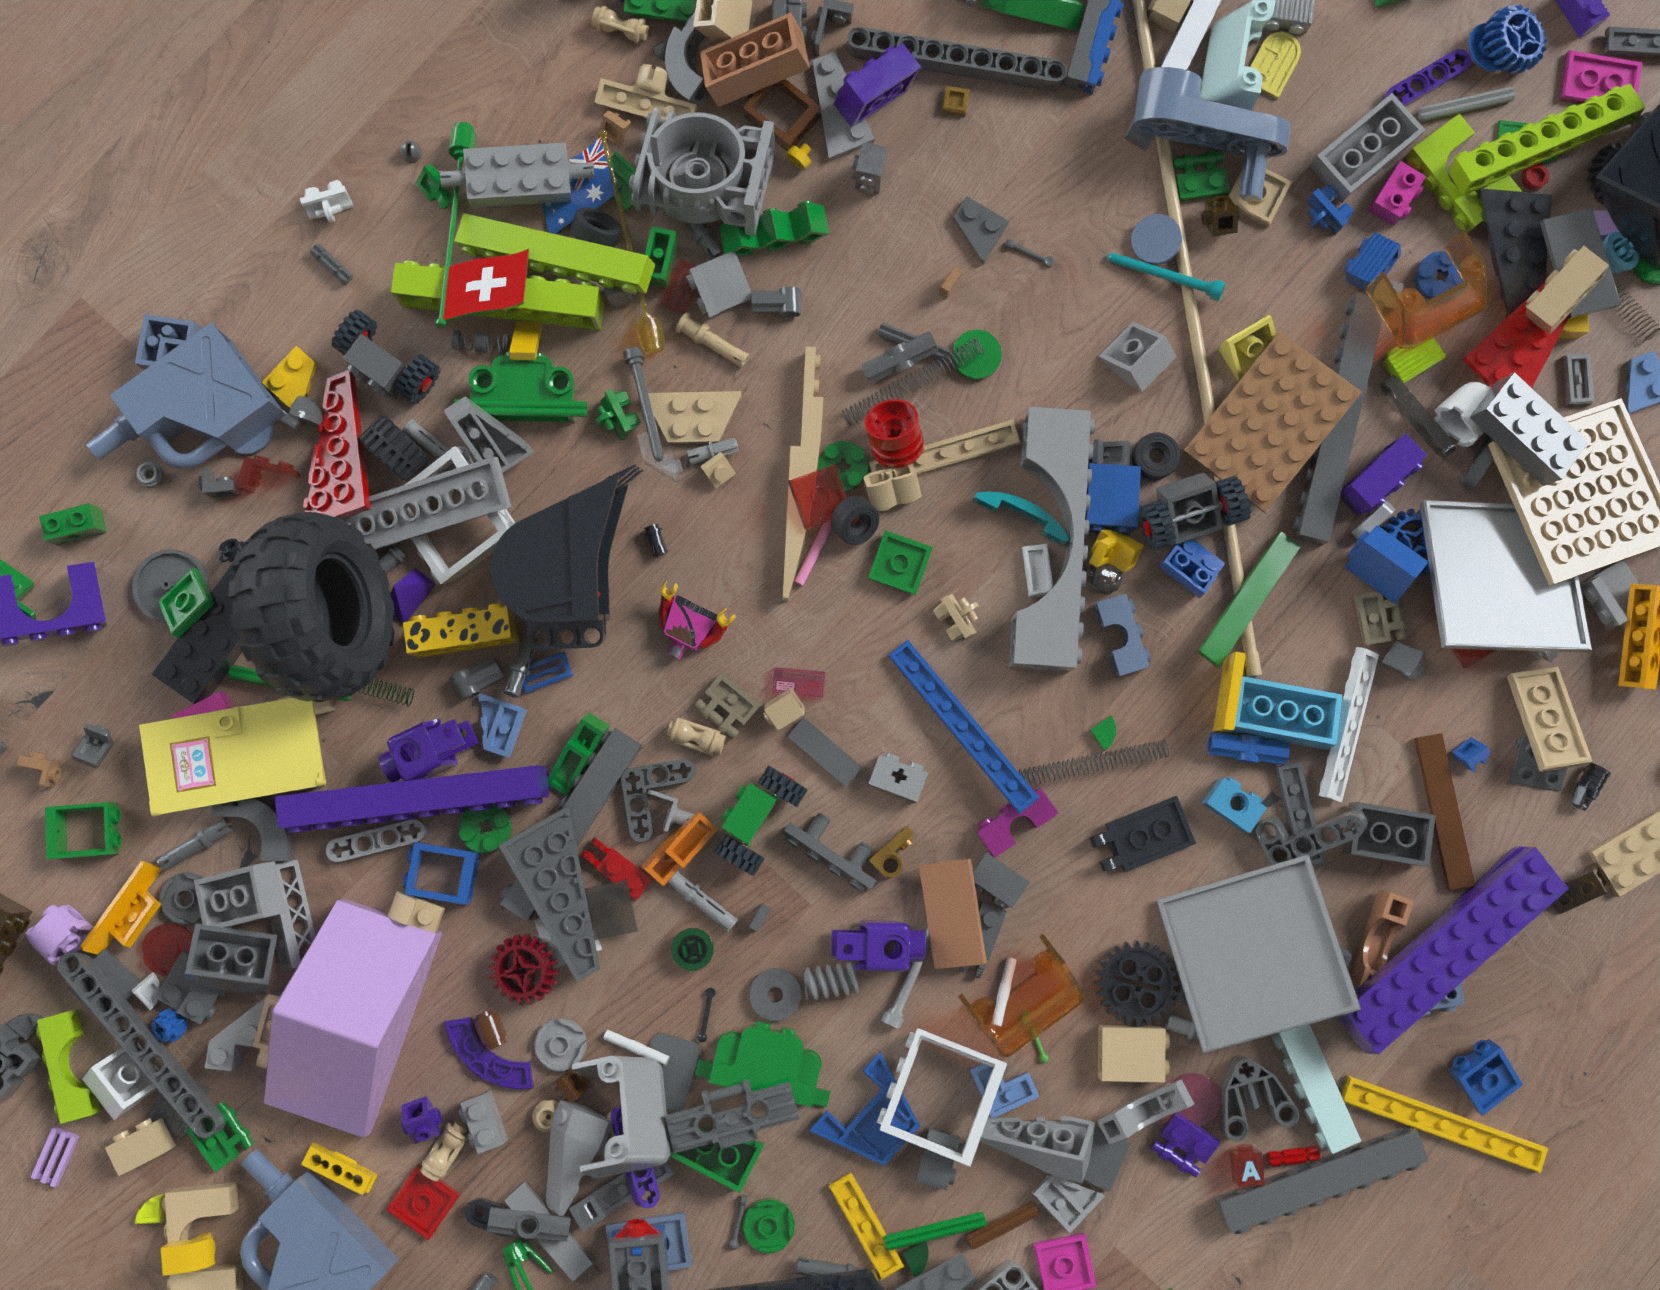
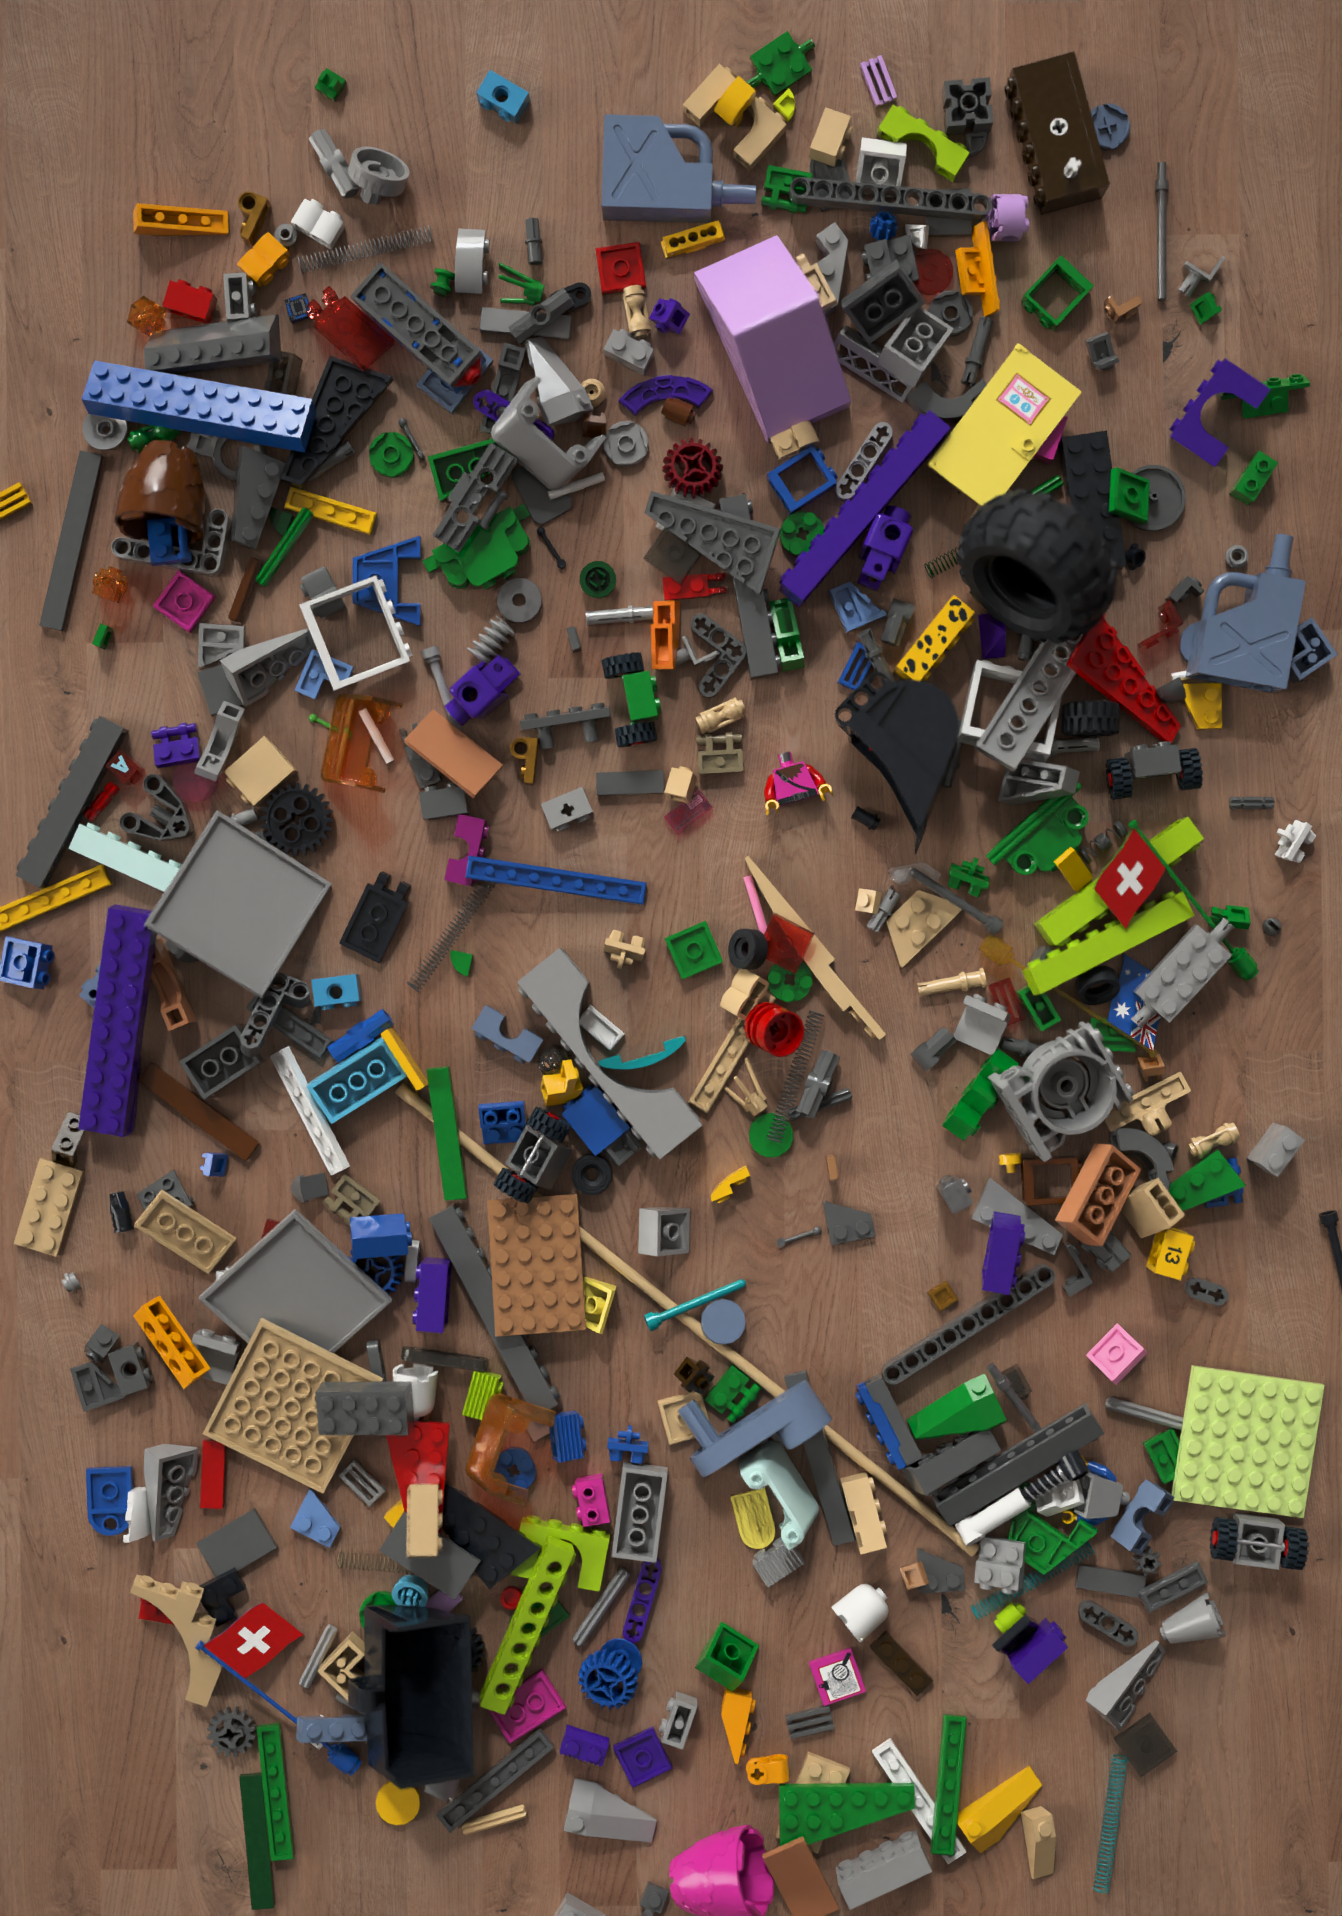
camera: 140 degrees right, 5 degrees up
(120, 1251) = (780, 63): none -> green plate
(966, 393) = (754, 1102): none -> tan plant
(1058, 344) = (723, 1189): none -> yellow slope

